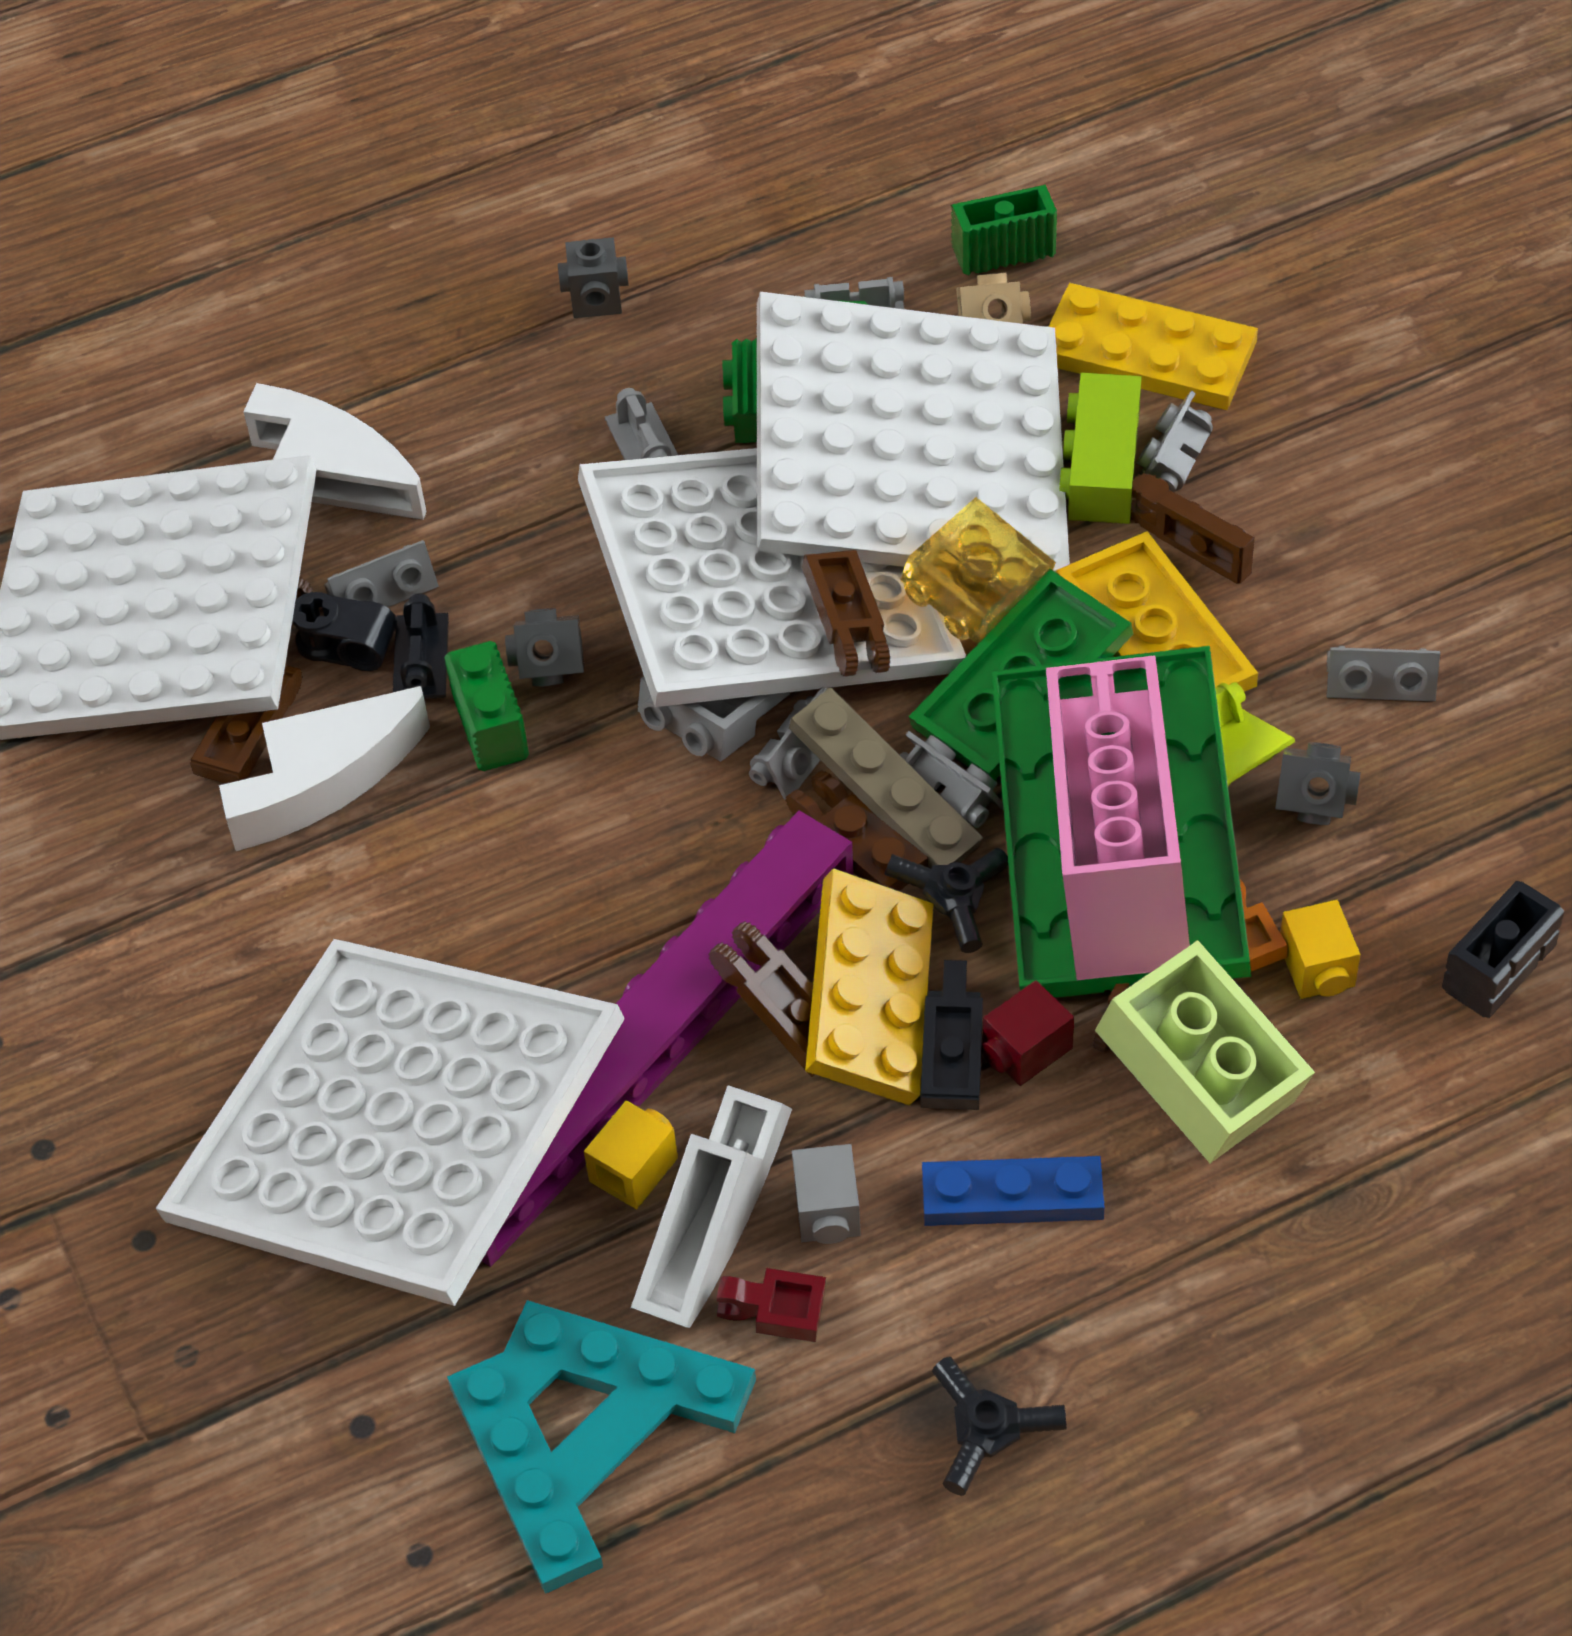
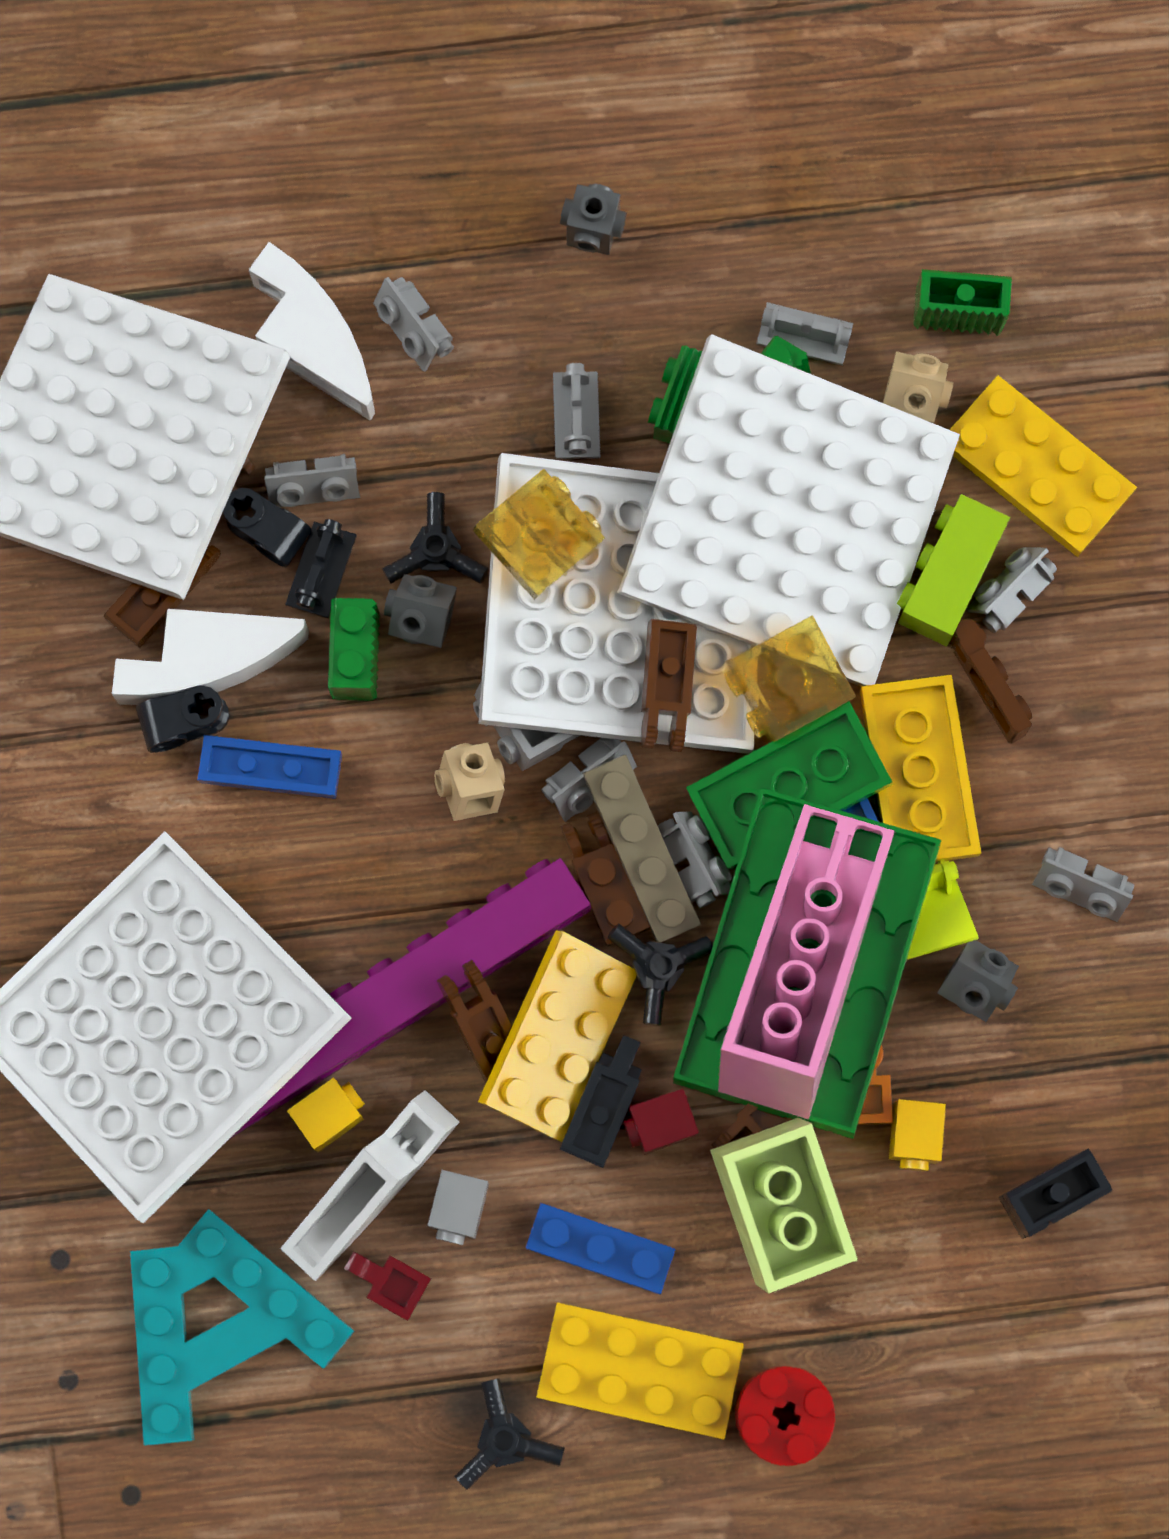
camera: 15 degrees right, 25 degrees up
(312, 832) = (175, 718): none -> black piece
(432, 845) = (270, 766): none -> blue plate
(435, 419) = (400, 307): none -> light grey hinge
(542, 591) = (435, 548): none -> black piece
(653, 503) = (540, 533): none -> clear yellow plate
(667, 779) = (470, 780): none -> tan brick
(1116, 1300) = (640, 1370): none -> yellow plate
(1308, 1274) = (797, 1441): none -> red brick

